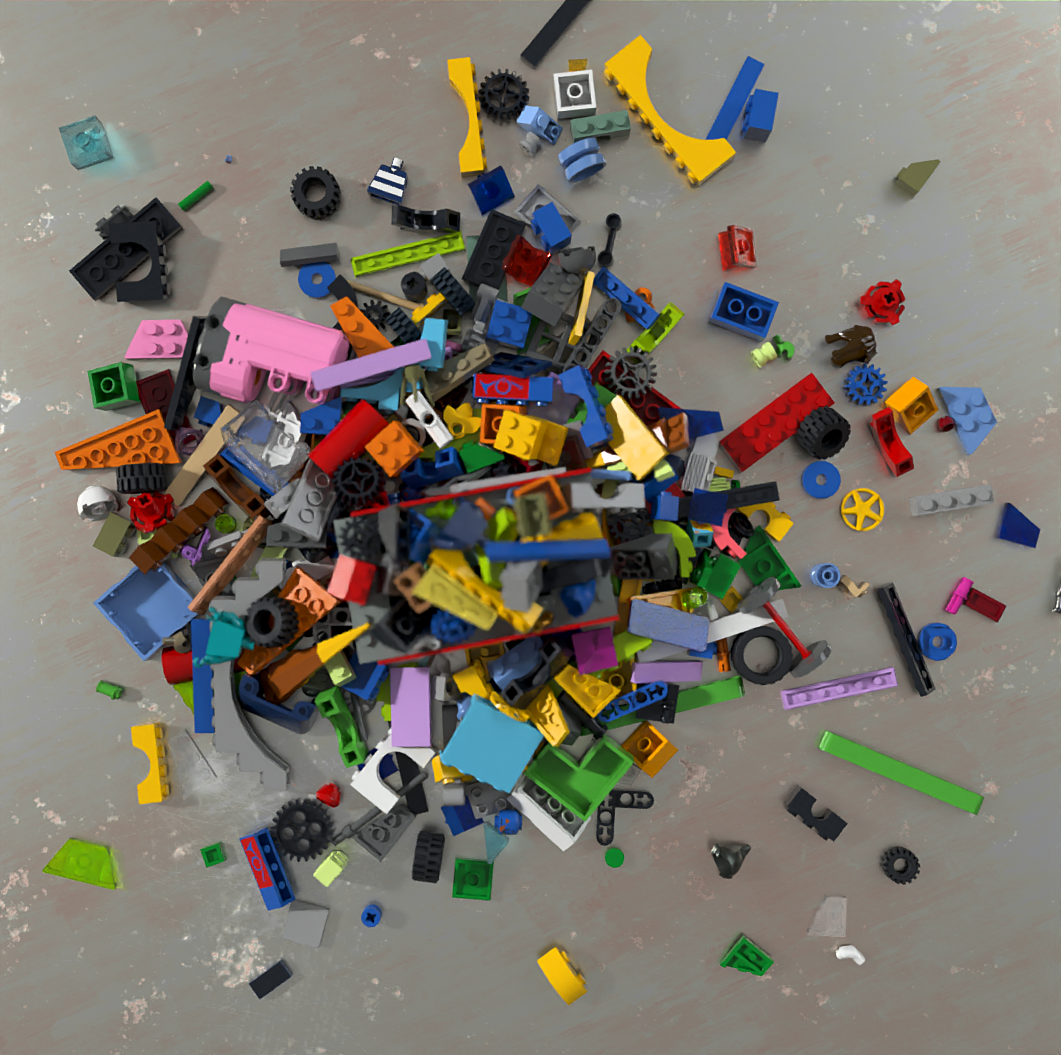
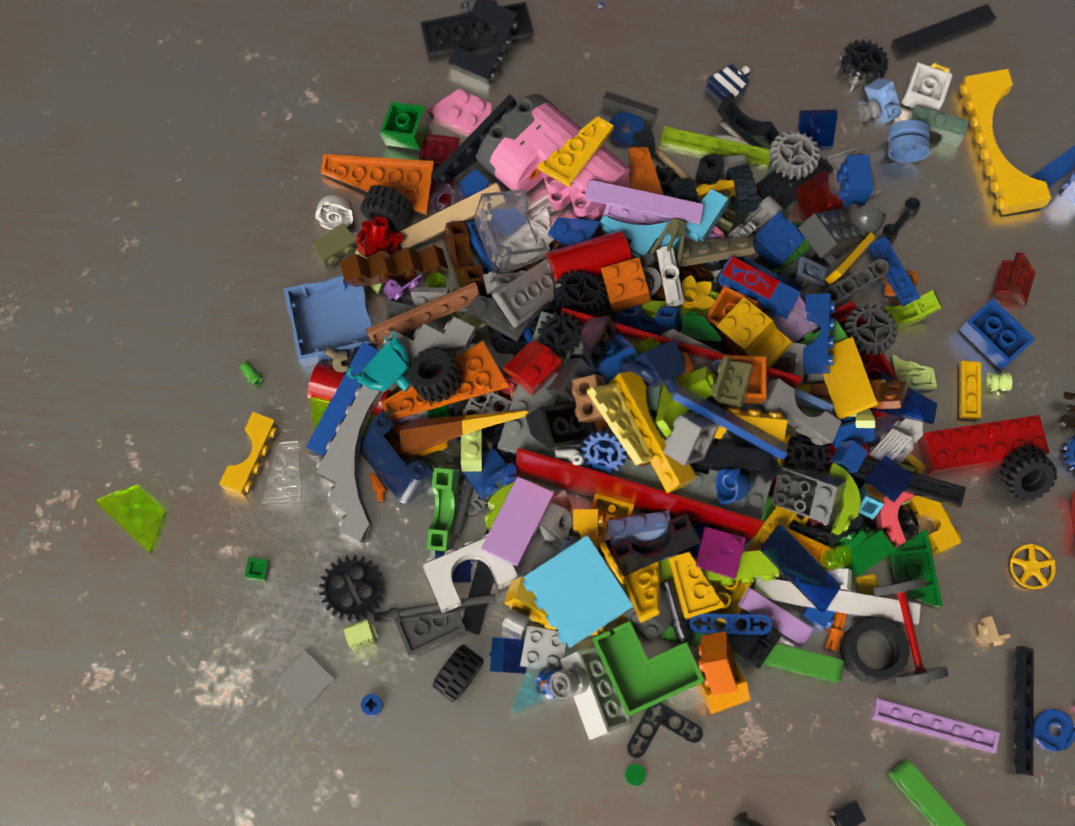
camera: 25 degrees right, 15 degrees down
(195, 195) = (558, 17): green piece -> none
(267, 869) = (300, 606): blue brick -> none
(270, 979) = (241, 716): black tile -> none
(275, 731) = (378, 487): none -> orange bar
(284, 356) = (577, 152): none -> yellow wing
(308, 179) = (666, 48): black tyre -> none
(329, 795) = (395, 569): red cone -> none
(461, 80) = (832, 35): yellow arch -> none
(472, 879) = (486, 722): green tile -> none
(476, 230) = (802, 163): none -> light grey gear
(524, 819) = (569, 683): none -> light grey wheel
(543, 622) = (691, 493): pearl gold arm -> none
(553, 343) = (810, 272): none -> sand blue slope
(638, 739) = (718, 663): none -> orange brick
(686, 389) = (917, 377): none -> yellowish green wing
(742, 375) = (970, 390): none -> yellow plate
(786, 347) = (1020, 384): bright green piece -> none
(825, 575) = (970, 607): medium blue wheel -> none
(832, 477) = (1015, 519): blue tile -> none

